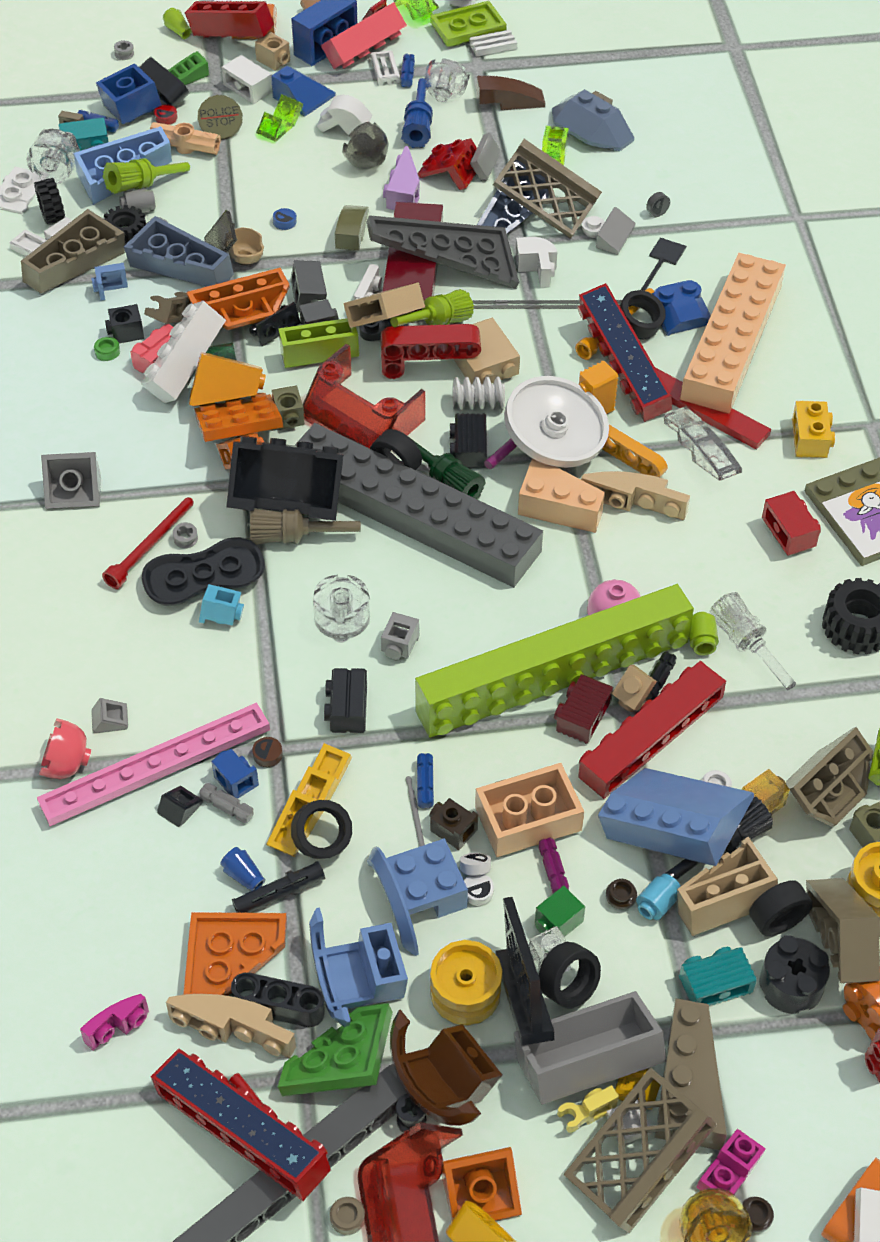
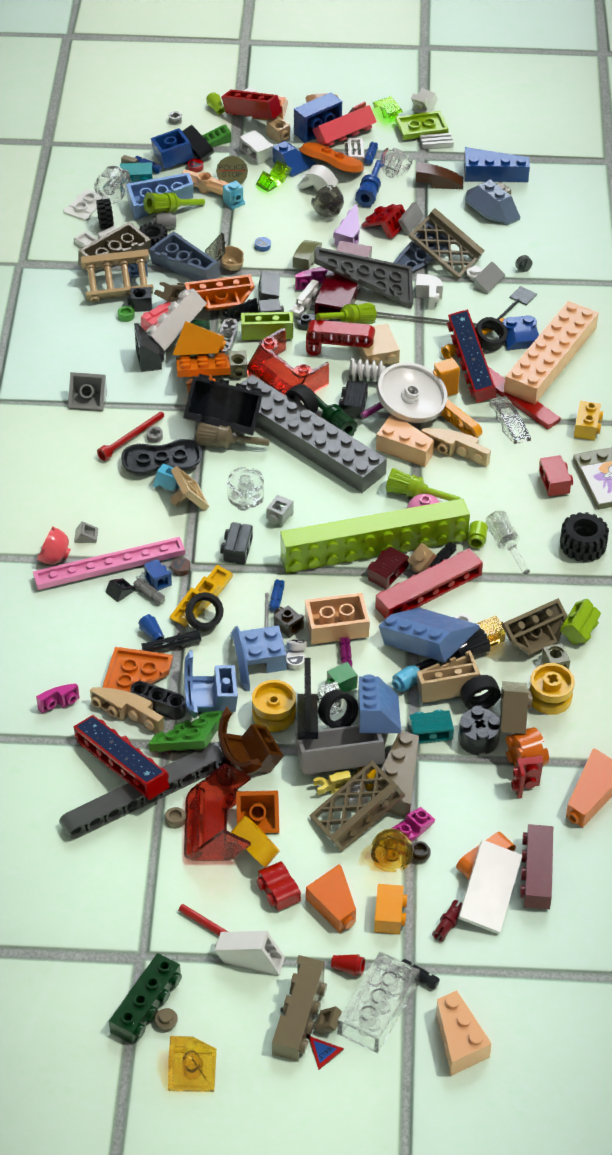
camera: 10 degrees right, 5 degrees down
(66, 274) = (107, 261): none -> tan fence
(150, 404) = (147, 351): none -> black slope
(229, 151) = (233, 195): none -> medium azure brick
(256, 622) = (188, 489): none -> tan tile
(268, 359) = (231, 333): none -> light grey beam
(358, 263) = (305, 277): none -> dark pink slope
(361, 83) = (332, 157): none -> orange plate
(384, 305) = (313, 304): tan brick -> none
(555, 142) = (461, 215): clear neon green brick -> none
(580, 69) = (495, 166): none -> blue wedge
(593, 569) = (412, 485): none -> lime piece
(621, 894) = (385, 673): dark brown plate -> none
(631, 963) = (377, 706): none -> medium blue slope

